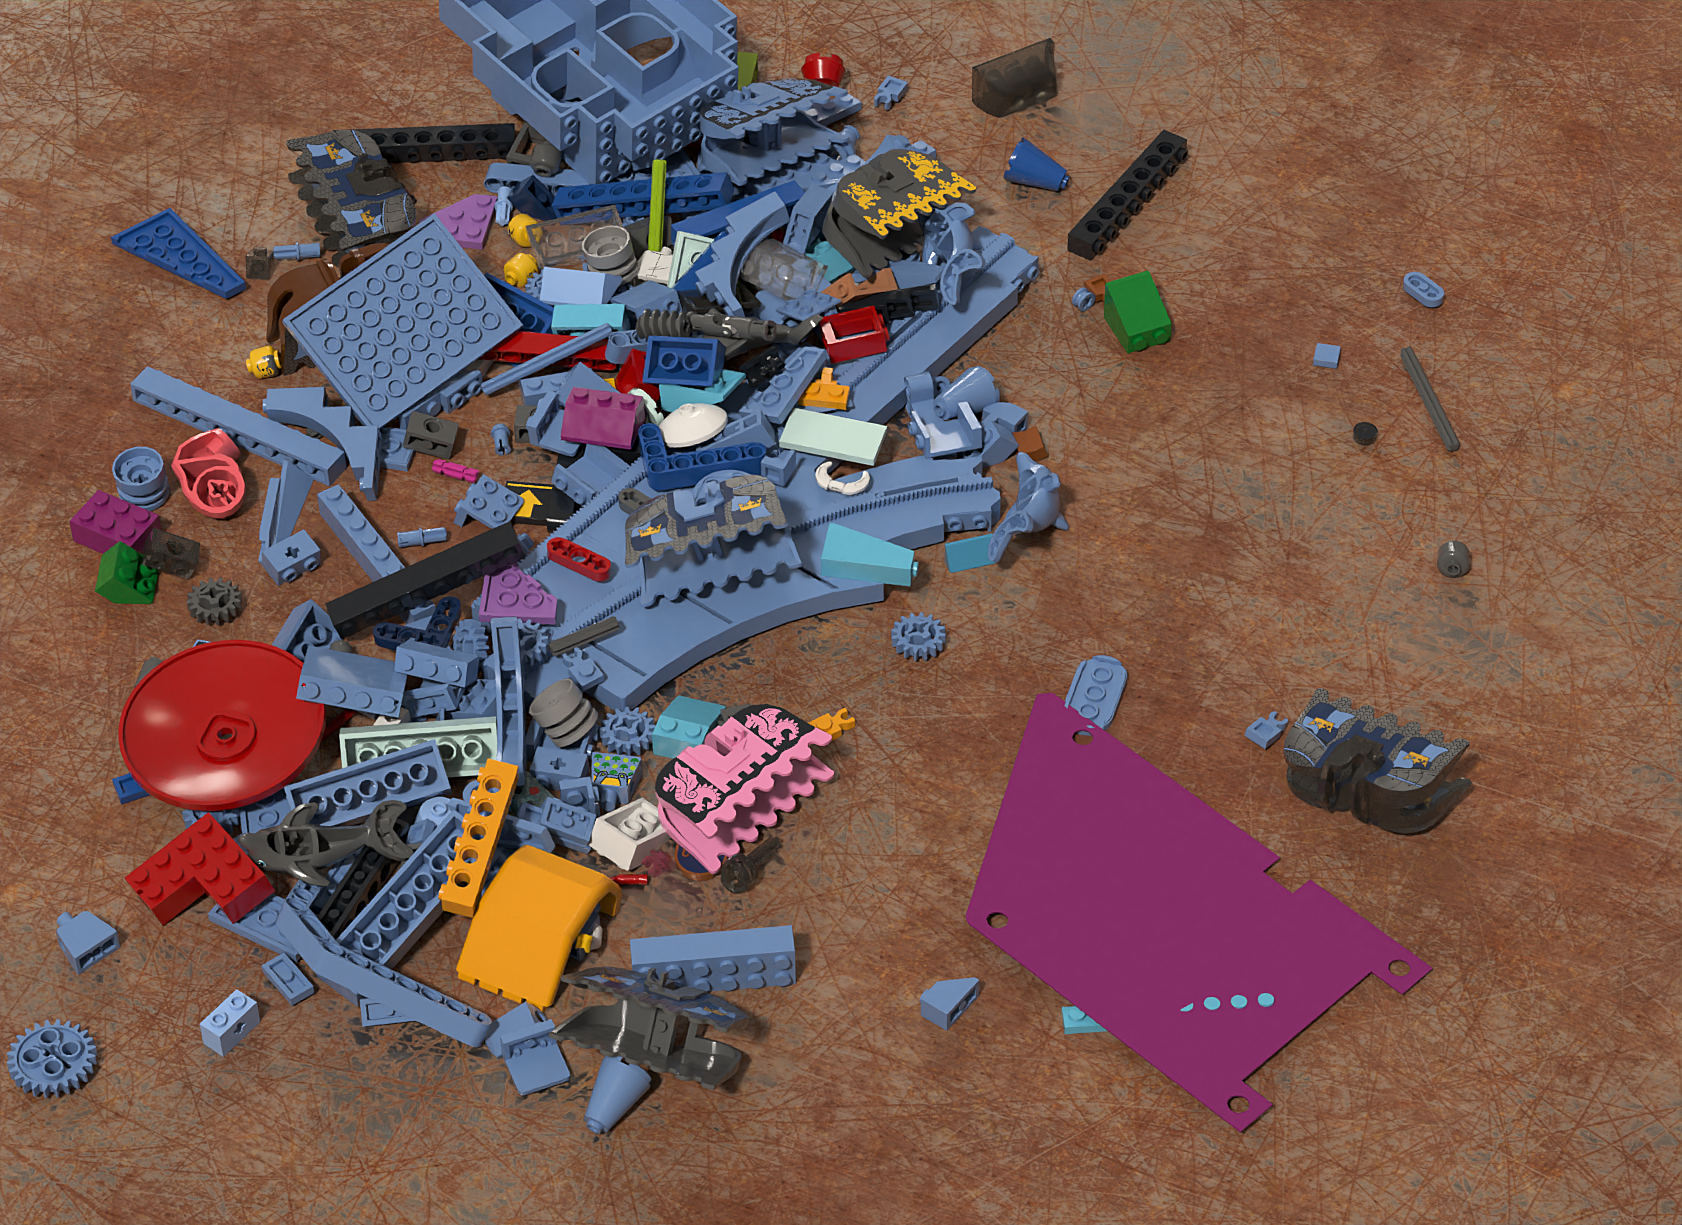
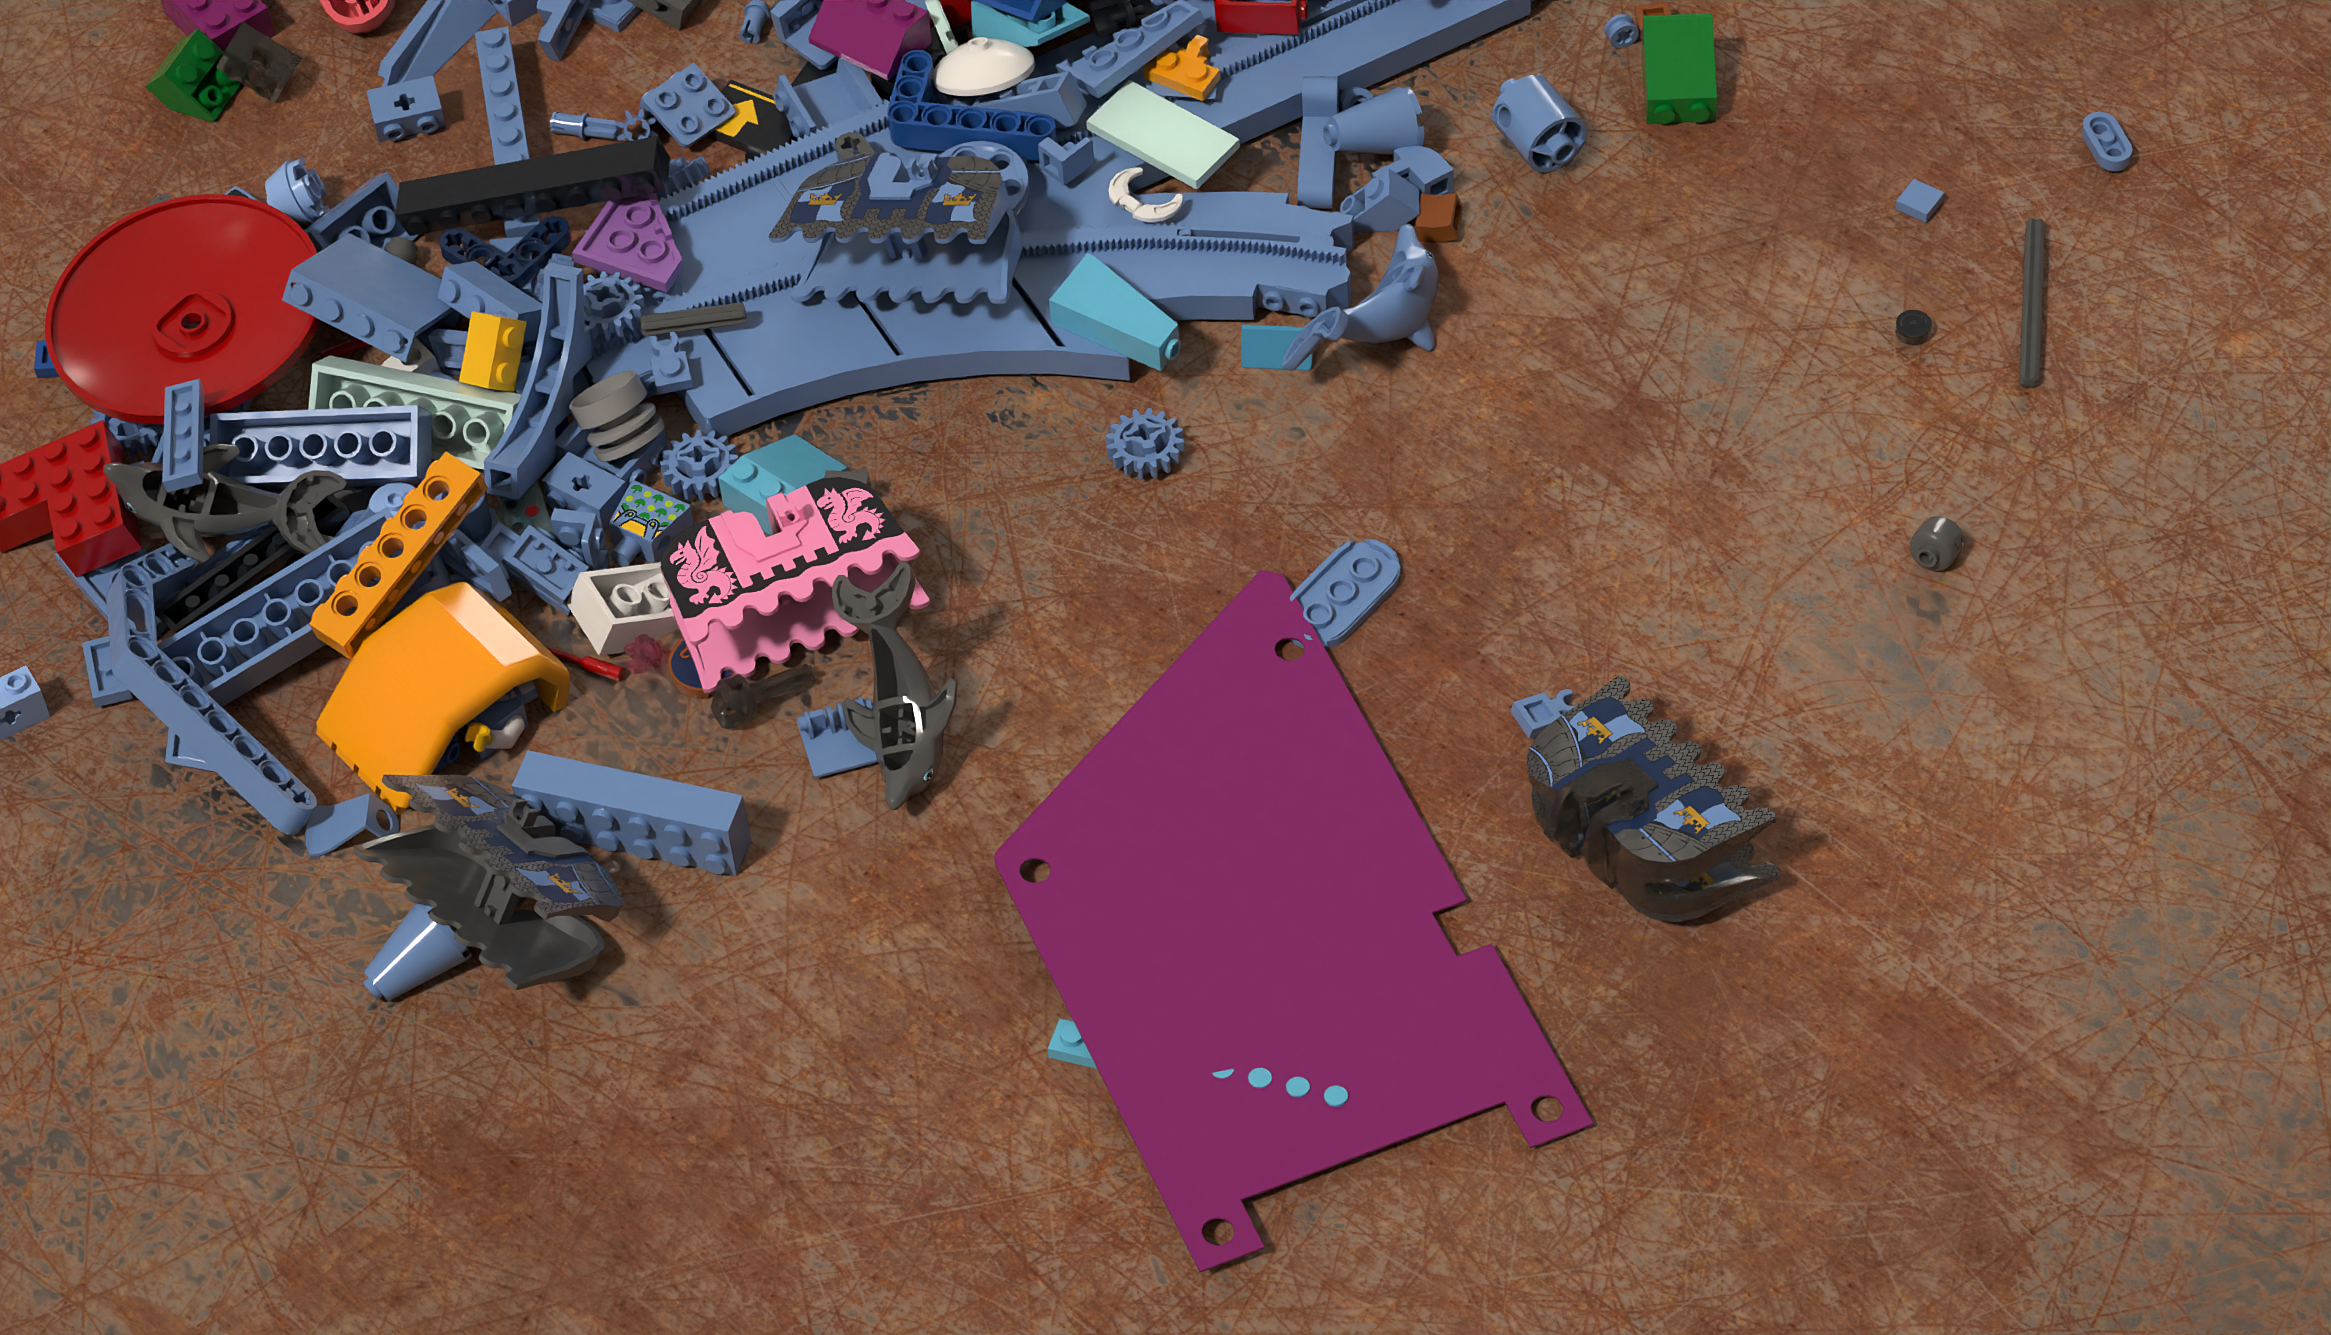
camera: 25 degrees right, 5 degrees up
(214, 601) = (283, 139): dark grey gear -> none
(246, 627) = (297, 192): none -> light blue cone
(279, 804) = (183, 435): none -> medium blue plate
(455, 471) = (674, 47): dark pink axle -> none
(461, 692) = (492, 351): none -> yellow brick
(467, 524) = (631, 119): none -> medium blue gear
(533, 1058) = (341, 880): medium blue bracket -> none
(587, 567) = (742, 199): red beam -> none
(819, 876) = (831, 743): none -> medium blue hinge
(835, 724) = (962, 536): light orange plate -> none
(865, 848) = (906, 711): none -> dark grey animal
(947, 436) = (1319, 174): medium blue panel -> none
(948, 1000) = (914, 962): medium blue slope -> none
(1066, 368) = (1538, 122): none -> medium blue cylinder

